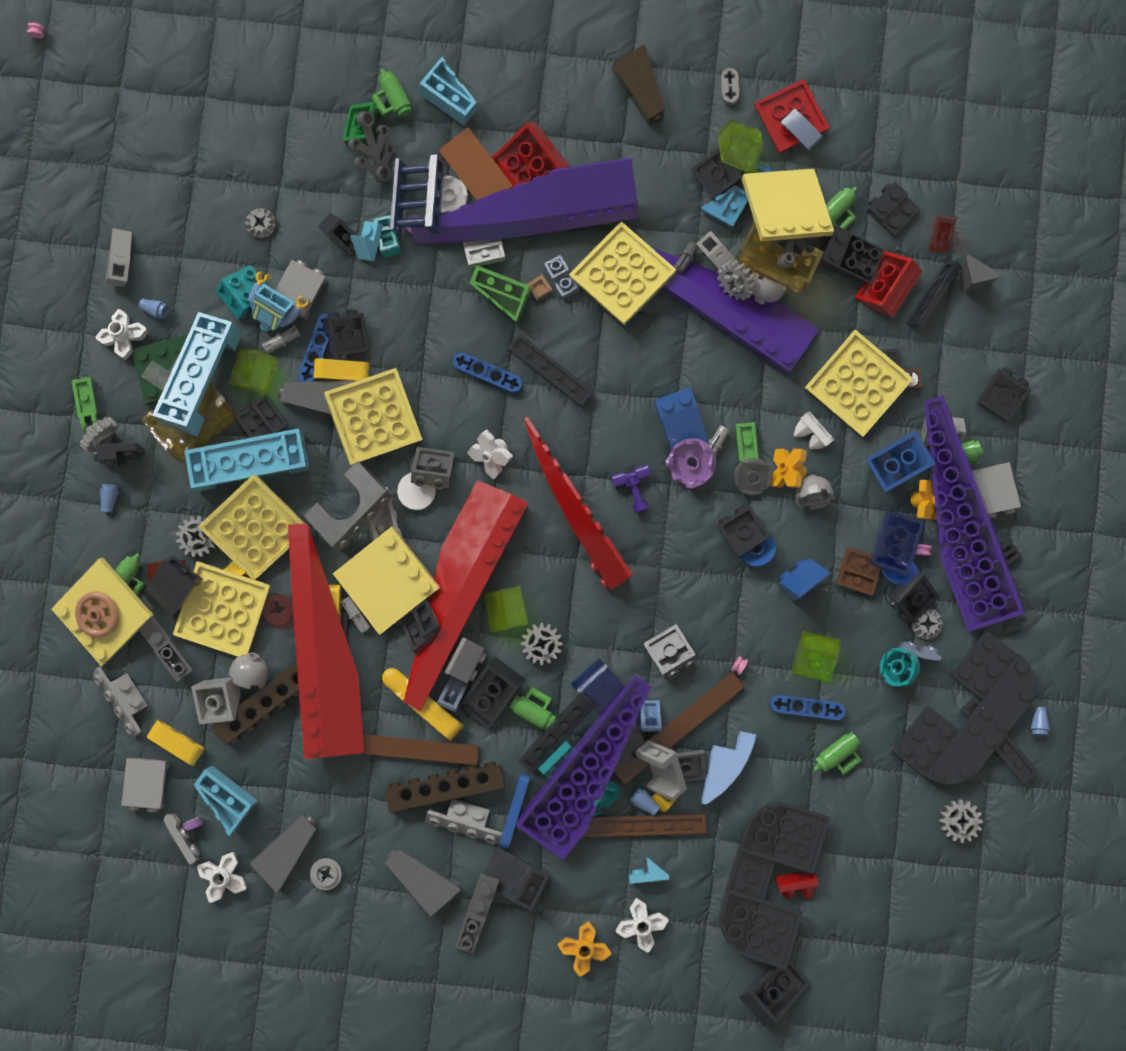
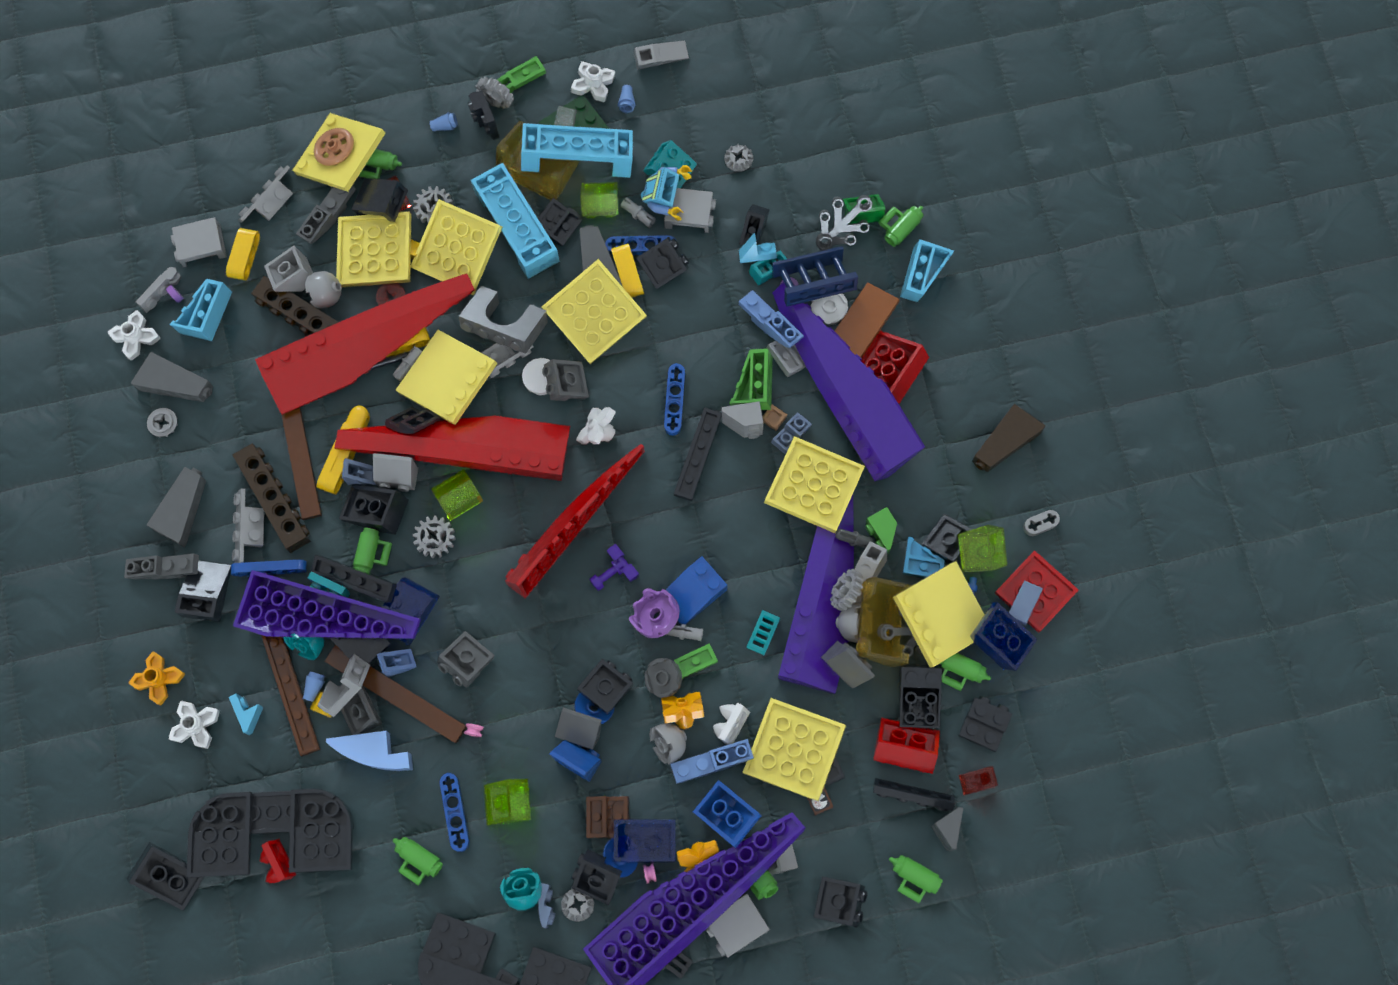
camera: 75 degrees right, 10 degrees down
(446, 254) = (769, 321): none -> medium blue slope
(537, 312) = (744, 419): none -> light grey slope
(684, 228) = (882, 527): none -> bright green slope
(737, 377) = (764, 615): none -> teal slope
(776, 568) = (578, 728): none -> dark grey slope
(802, 306) = (847, 665): none -> dark grey slope
(827, 160) = (1003, 637): none -> clear blue brick
(843, 459) = (712, 761): none -> medium blue slope
(1003, 319) = (917, 875): none -> bright green piece

